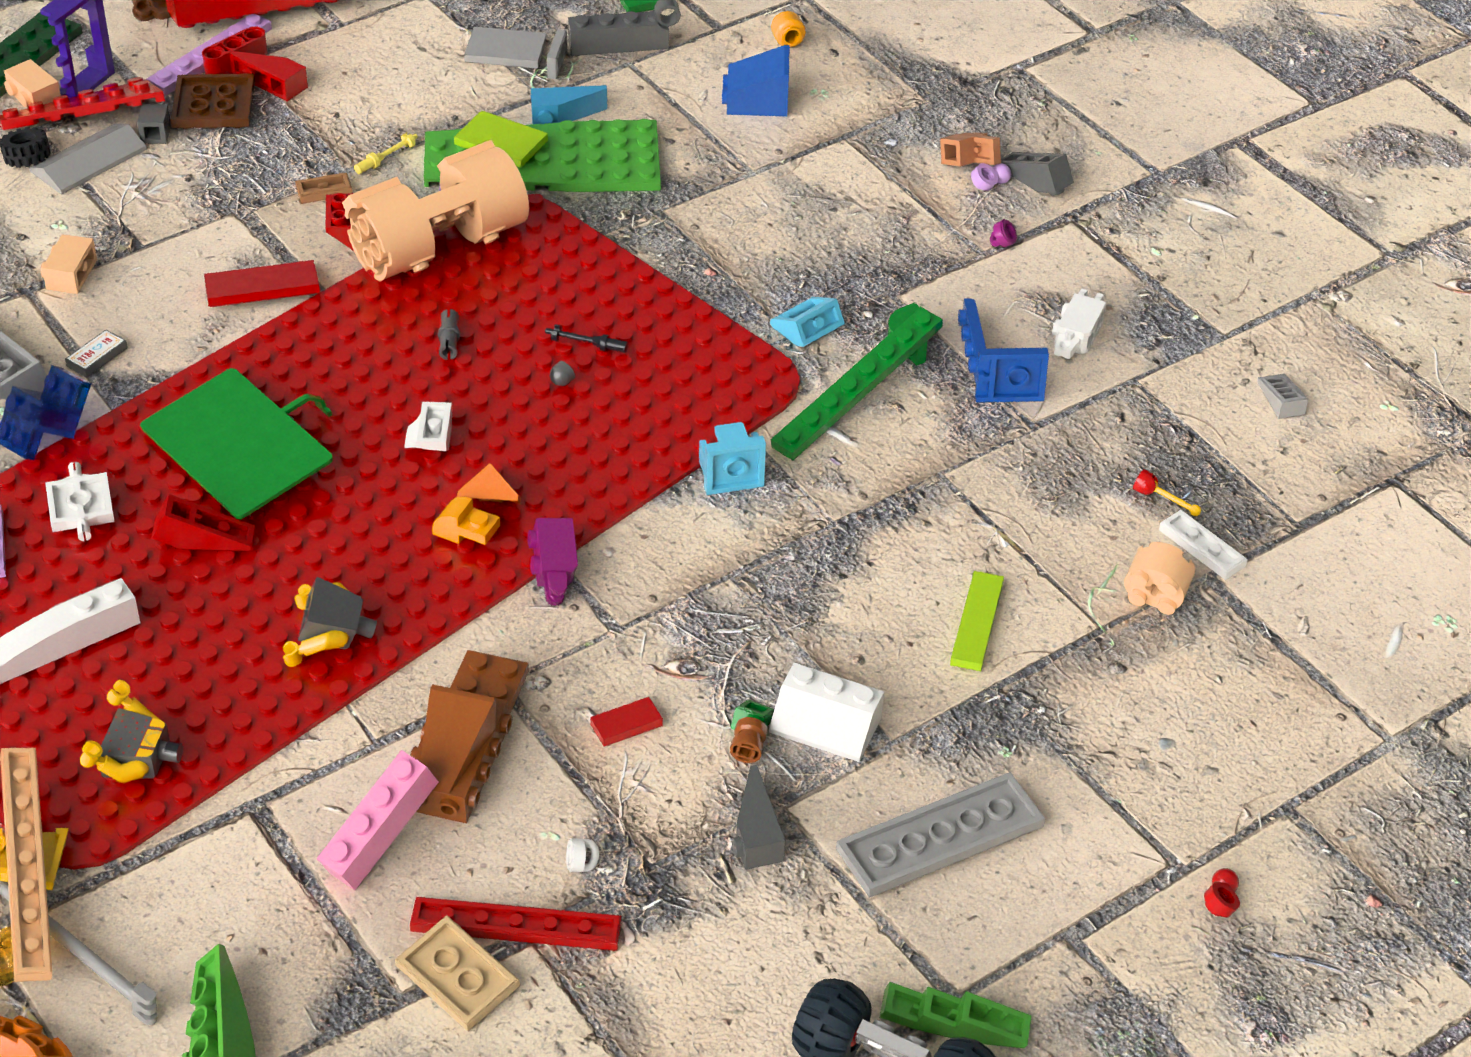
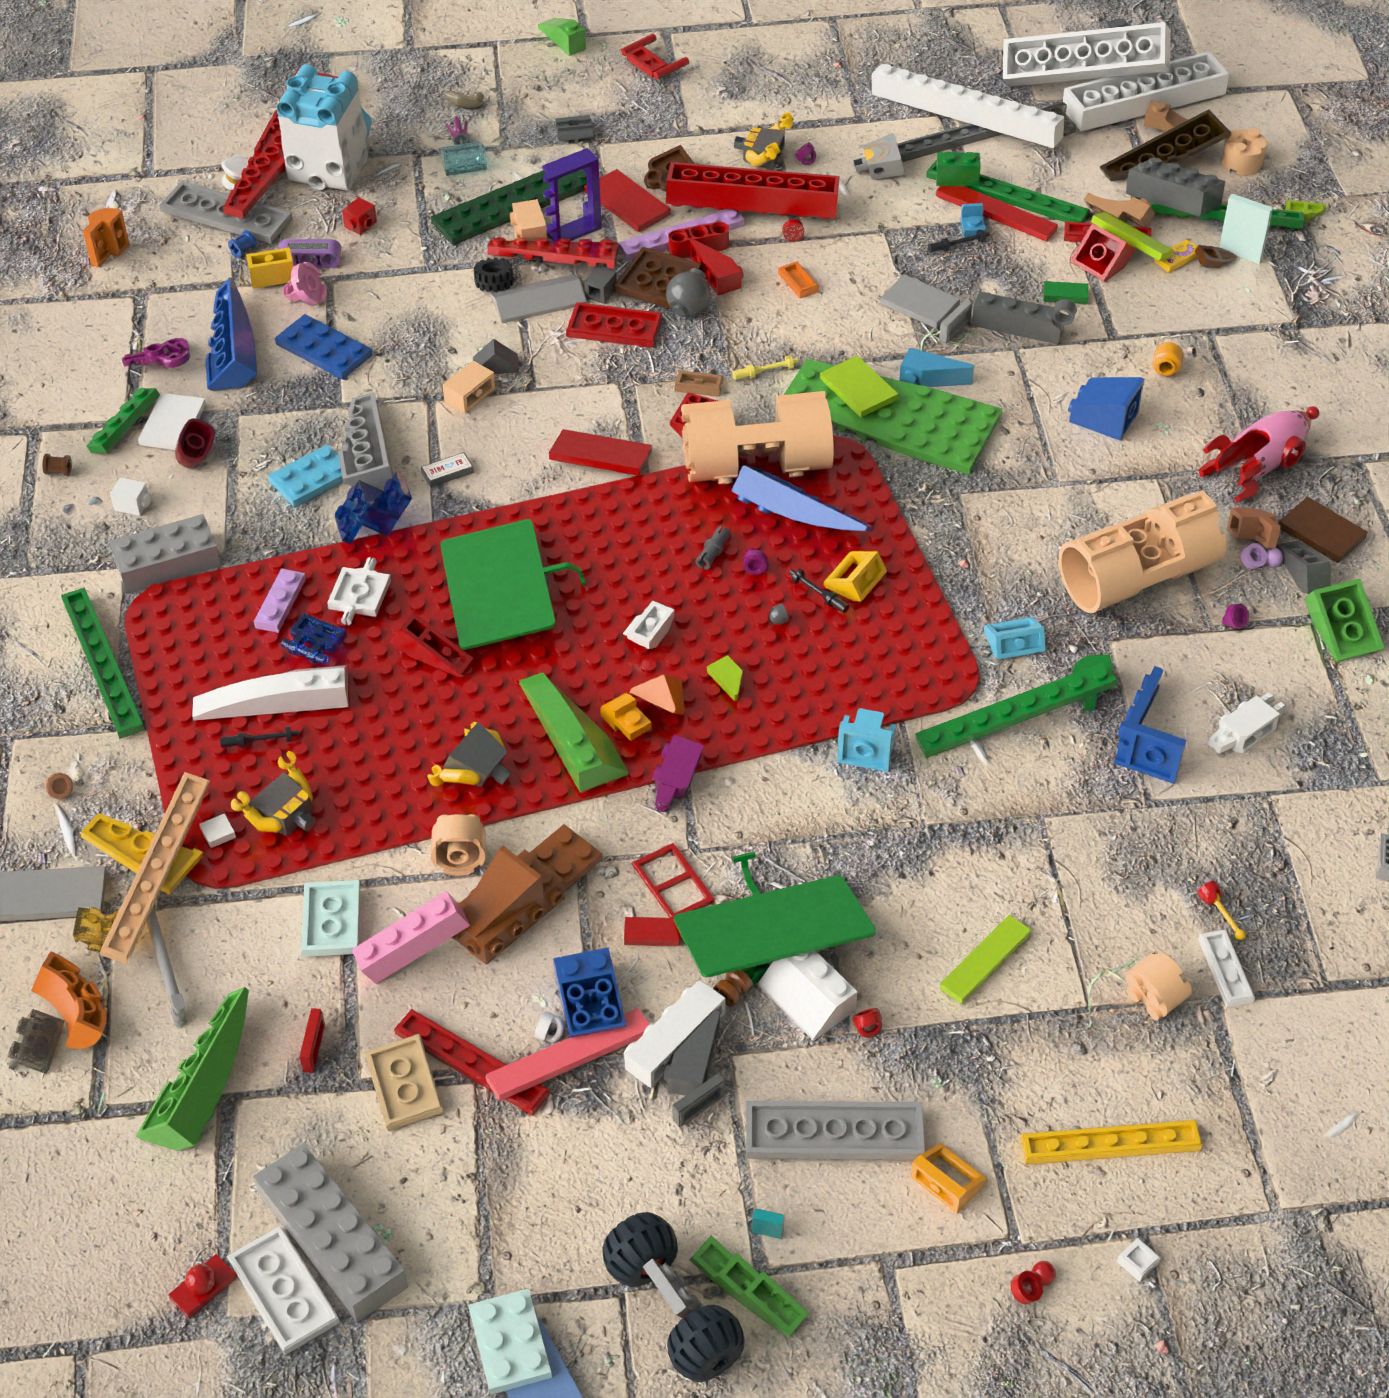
camera: 30 degrees right, 5 degrees up
(39, 697) = (243, 739): none -> black piece
(57, 559) = (317, 633): none -> clear blue plate
(69, 801) = (217, 830): none -> white tile
(82, 224) = (497, 358): none -> dark grey slope
(133, 38) = (630, 201): none -> red tile
(192, 159) = (614, 324): none -> red tile
(261, 102) = (688, 293): none -> dark grey brick
(263, 841) = (330, 918): none -> light aqua plate
(326, 972) = (312, 1040): none -> red tile
(331, 17) = (793, 230): none -> red tile
(365, 62) = (798, 279): none -> orange tile
(365, 710) = (458, 844): none -> light nougat brick
(423, 565) = (575, 736): none -> bright green wedge
(504, 264) = (790, 501): none -> wedge
(504, 332) = (755, 561): none -> magenta tile
(545, 449) = (727, 675): none -> lime tile
(603, 802) = (588, 992): none -> blue slope
(619, 873) = (564, 1057): none -> coral tile
(626, 314) = (861, 580): none -> yellow tile
(627, 652) = (690, 873): none -> red window
(718, 807) = (657, 1046): none -> white brick
(753, 663) = (772, 924): none -> green piece
(787, 861) = (698, 1100): none -> dark grey tile
(889, 199) = (1142, 552): none -> light nougat cylinder
(902, 717) = (868, 1018): none -> red tile
(932, 74) = (1264, 445): none -> red piece
(936, 948) = (768, 1223): none -> teal tile
(1029, 134) = (1322, 529): none -> reddish brown tile
(1076, 839) = (940, 1184): none -> light orange tile
(1103, 204) = (1344, 620): none -> bright green slope
(1204, 739) = (1111, 1142): none -> yellow tile
(1301, 832) = (1138, 1259): none -> white tile

